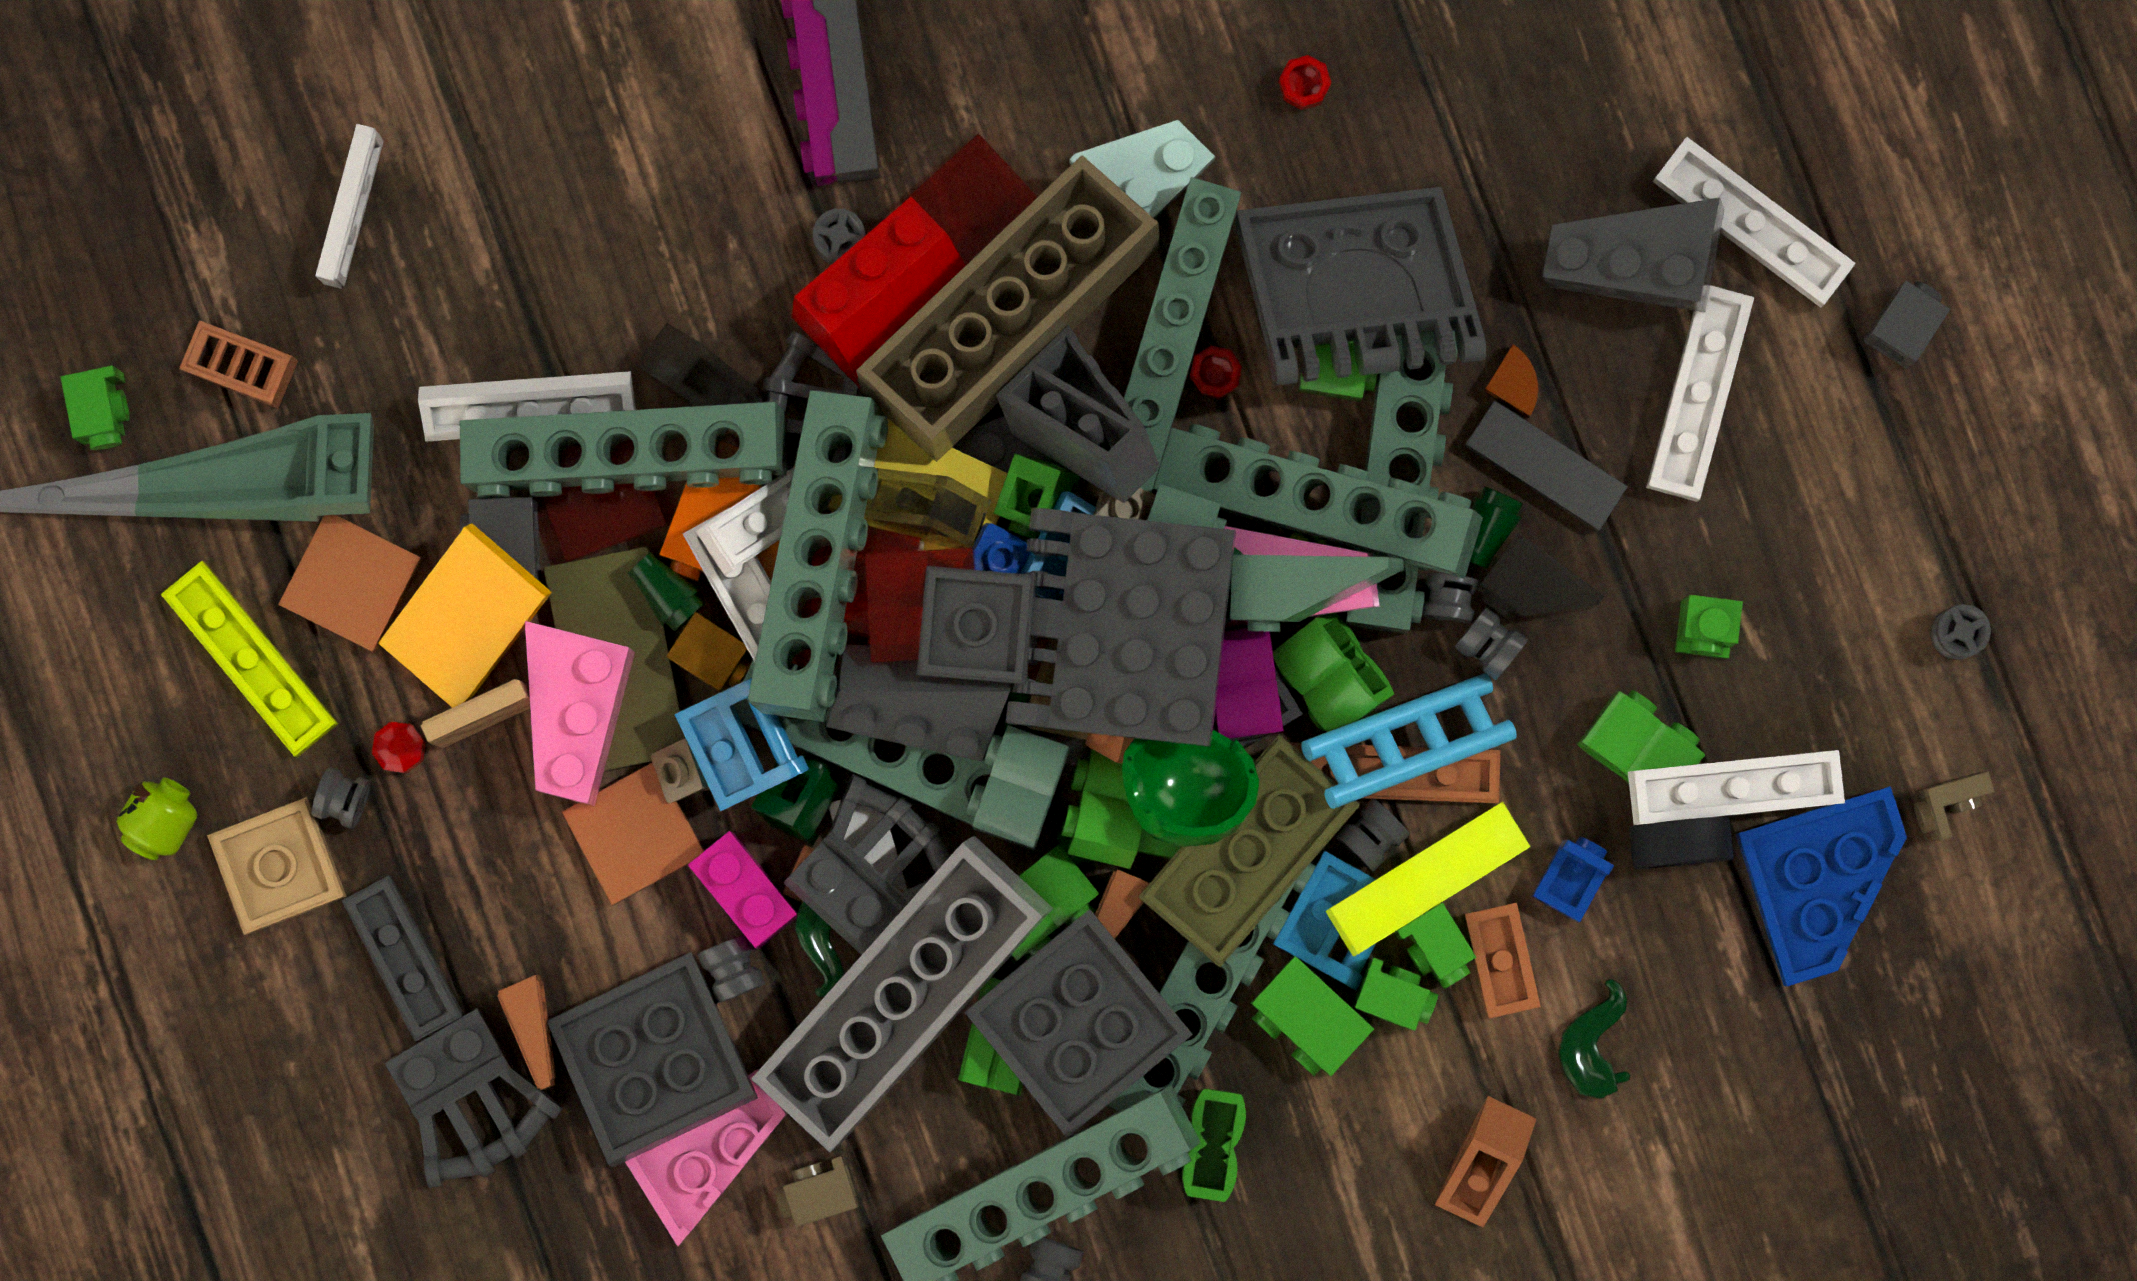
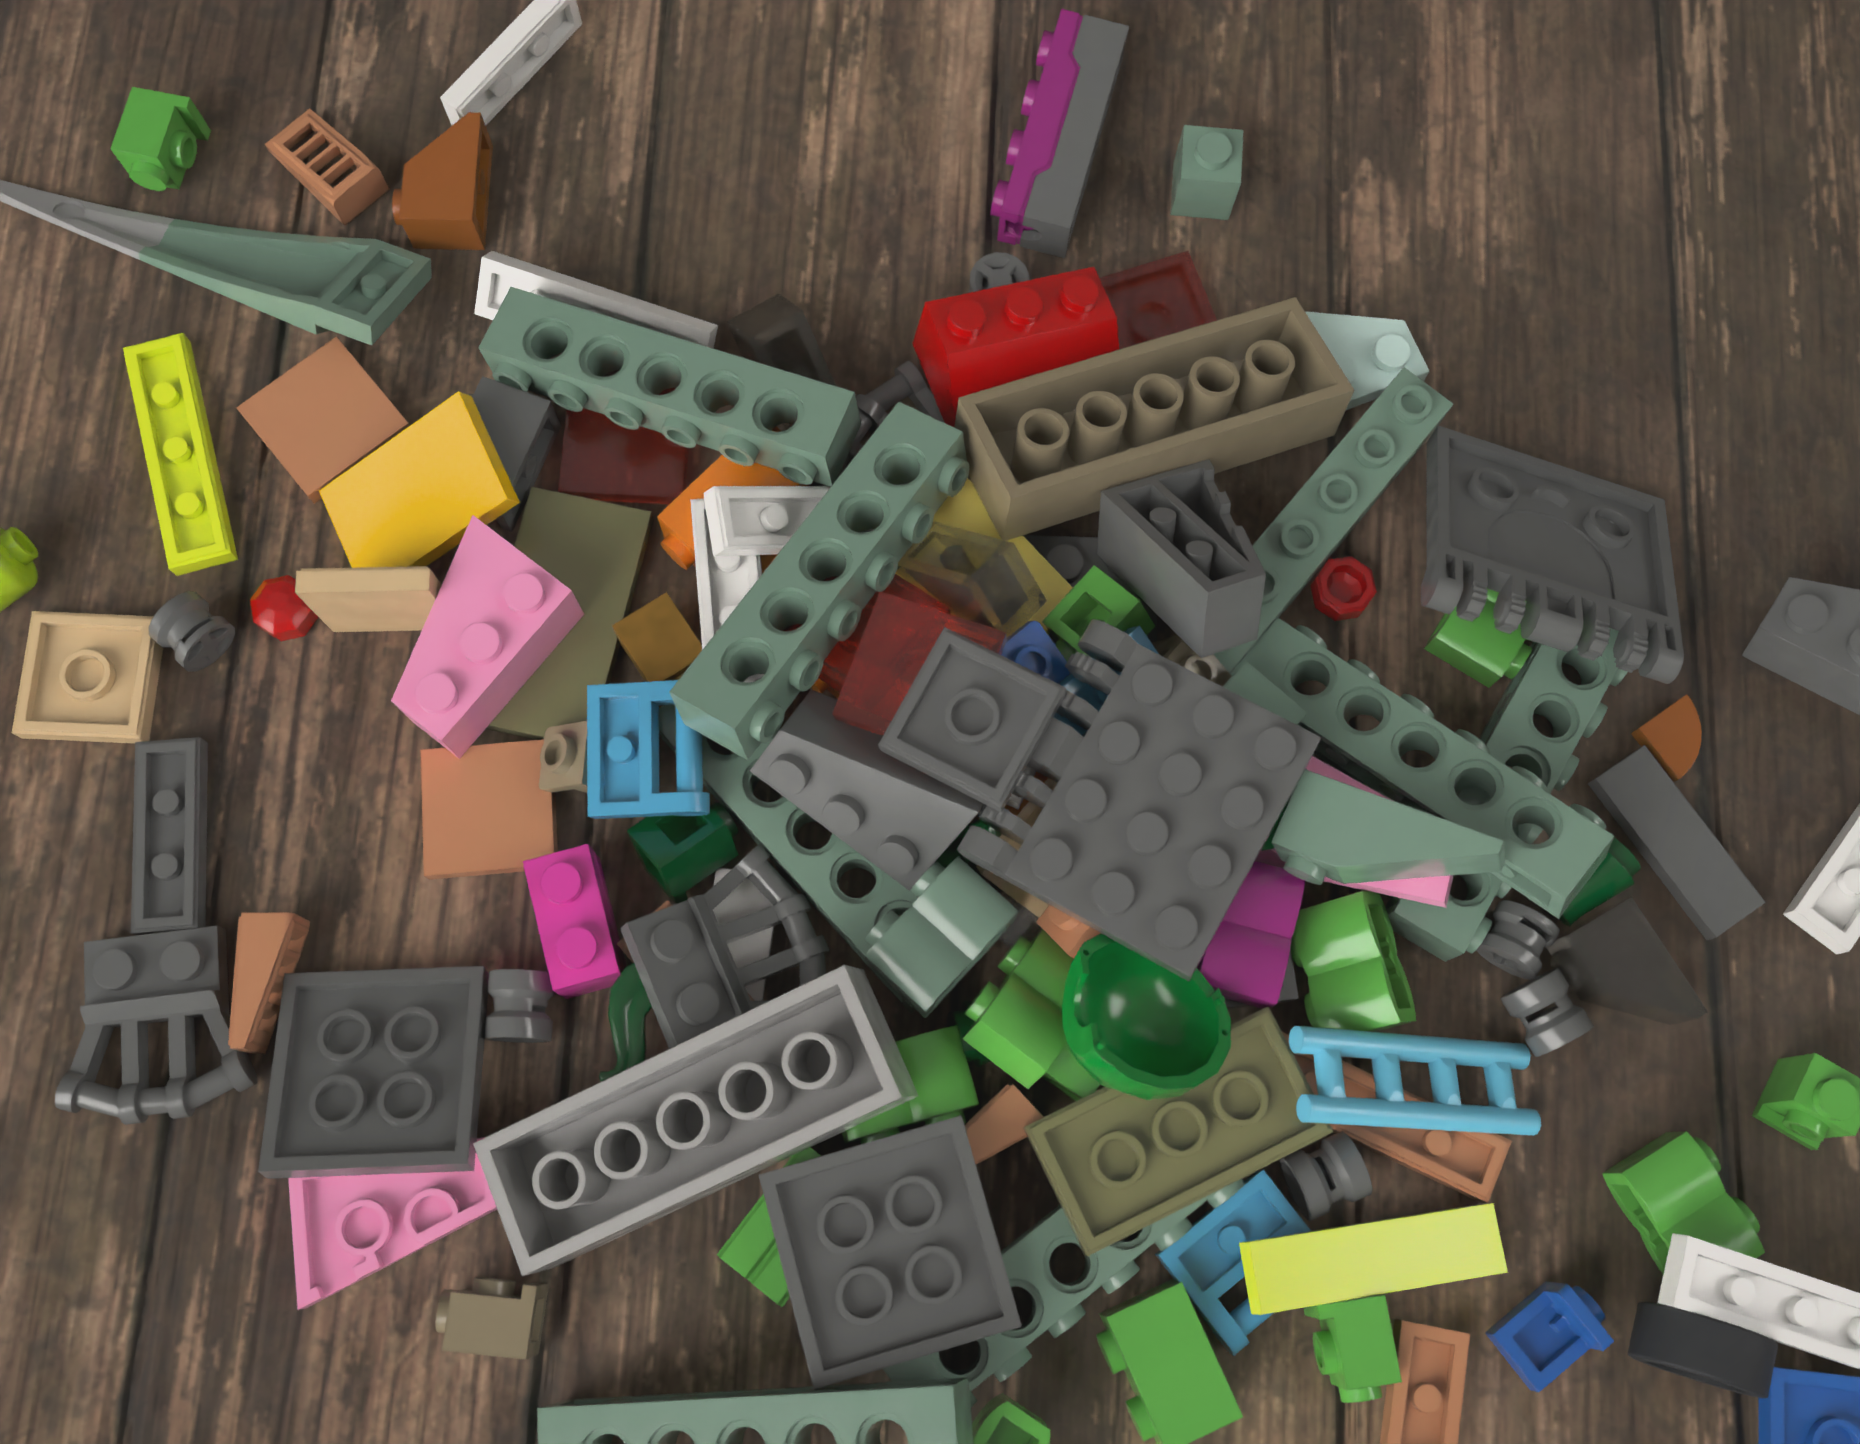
camera: 20 degrees right, 10 degrees down
(354, 347) = (448, 189): none -> dark orange slope
(666, 592) = (646, 560): dark green cone -> none
(966, 60) = (1207, 172): none -> sand green brick
(1304, 82) = (1553, 338): red tile -> none
(1394, 996) = (1279, 1384): bright green brick -> none

